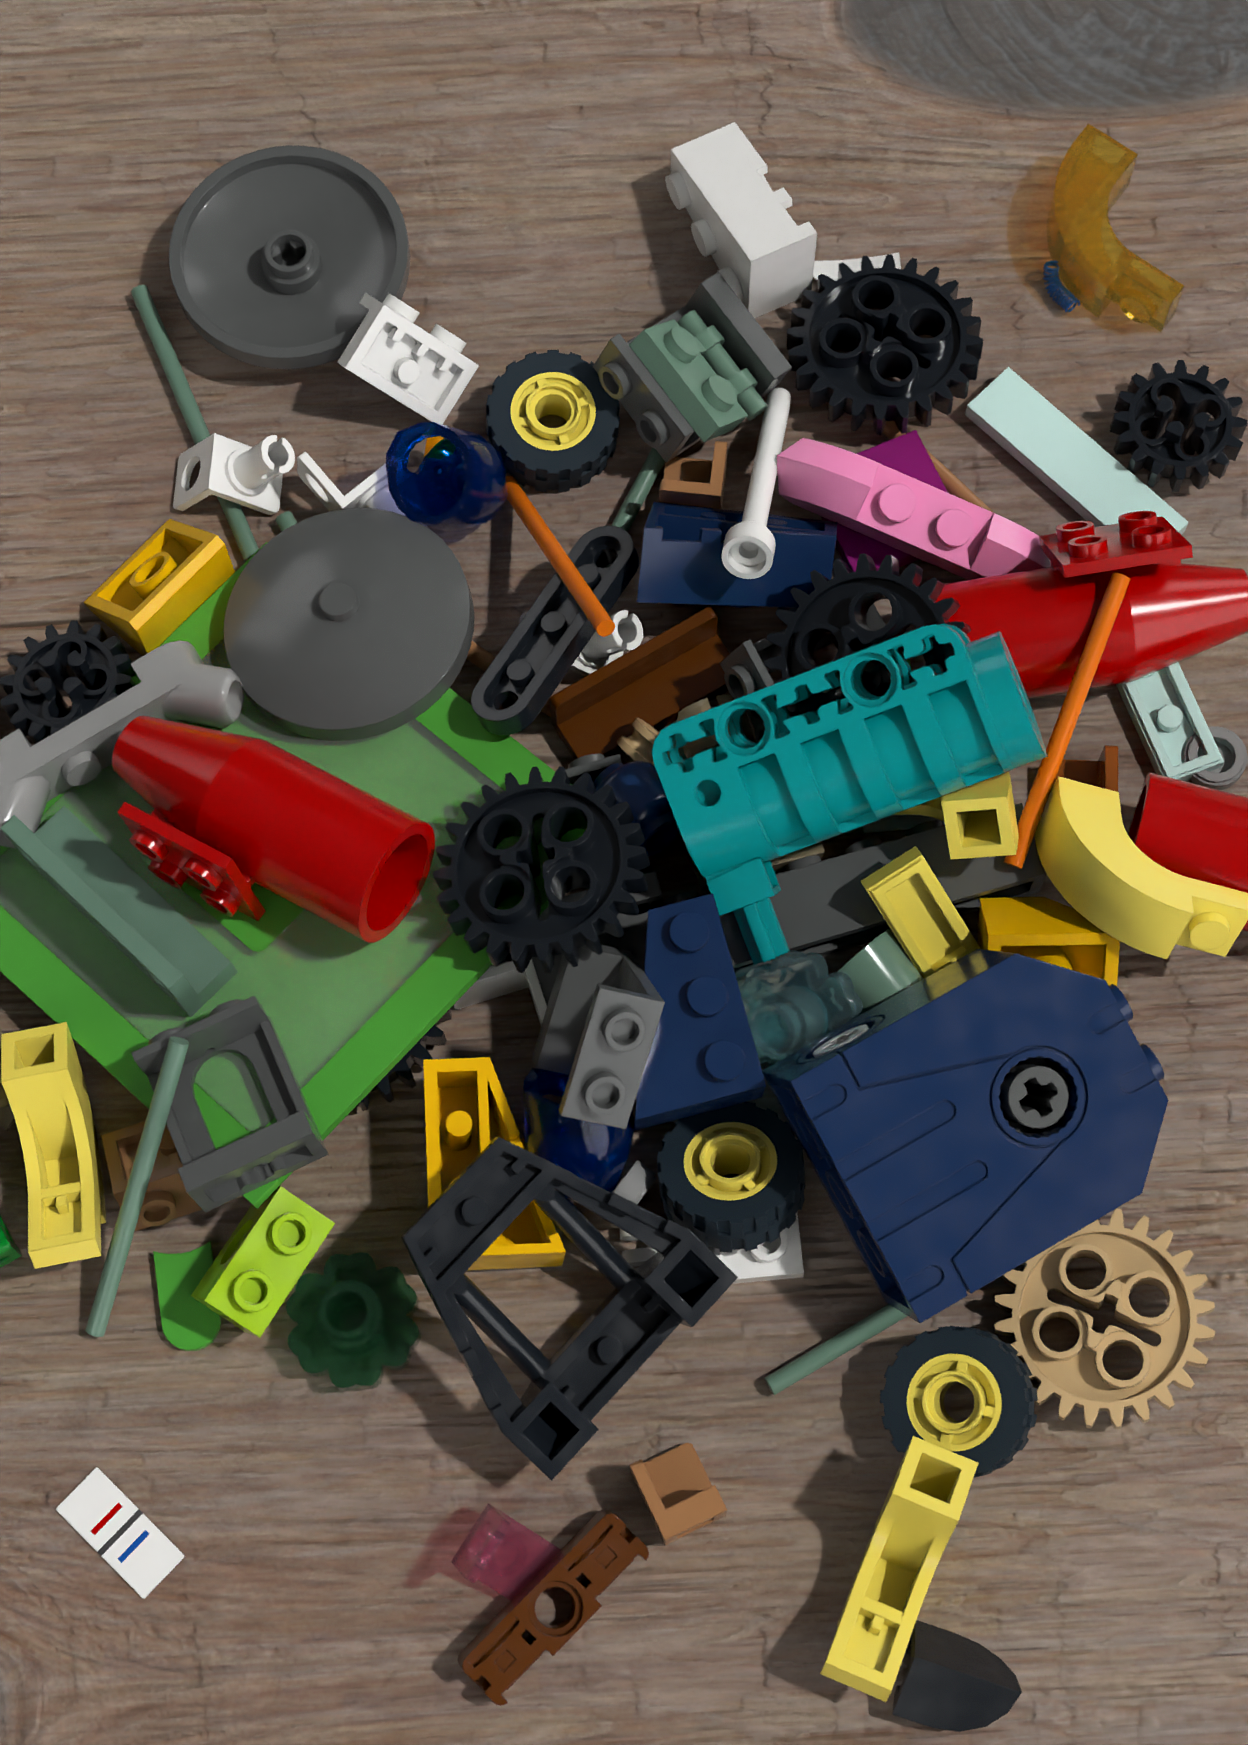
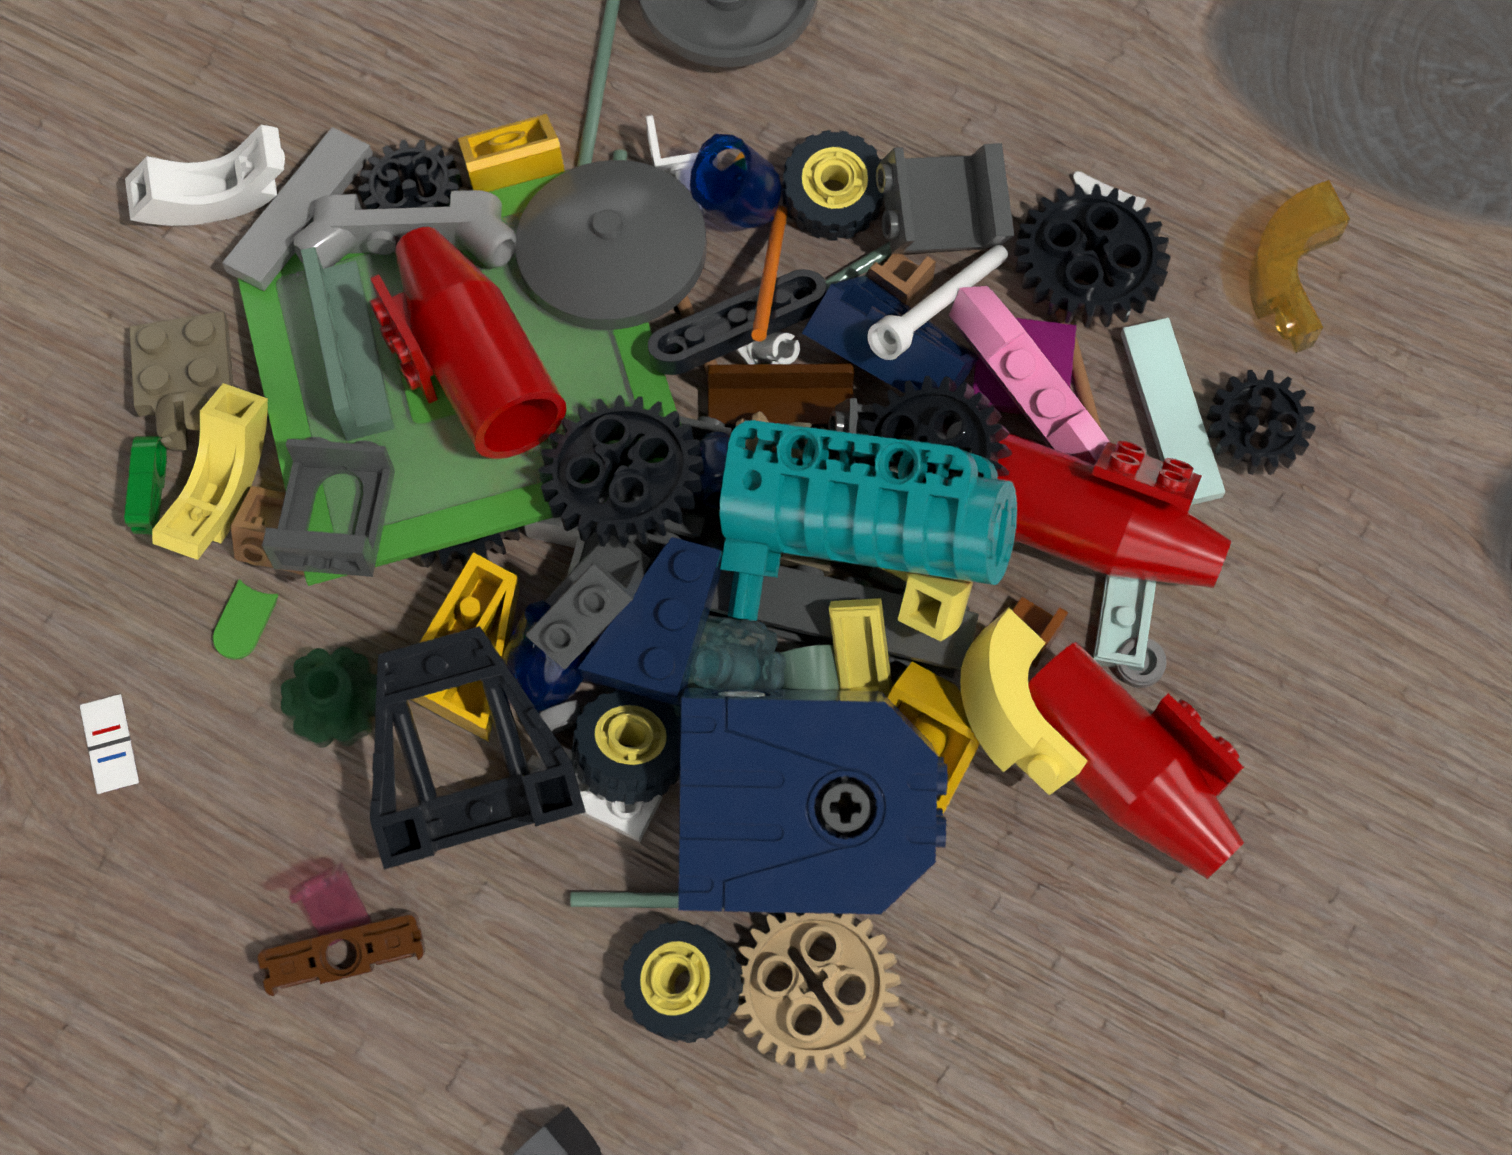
camera: 30 degrees right, 0 degrees up
(137, 1186) = (246, 527): sand green axle -> none
(234, 472) = (604, 106): white bracket -> none
(263, 1261) = (297, 623): lime brick -> none
(406, 361) = (761, 91): white bracket -> none
(678, 1492) = (465, 930): medium nougat panel -> none
(699, 375) = (934, 206): sand green plate -> none
(742, 219) = (1045, 119): white wedge -> none
(898, 1568) = (572, 1065): light yellow arch -> none
(1060, 295) = (1241, 282): blue leg -> none
(1068, 716) = (1039, 573): orange axle -> none

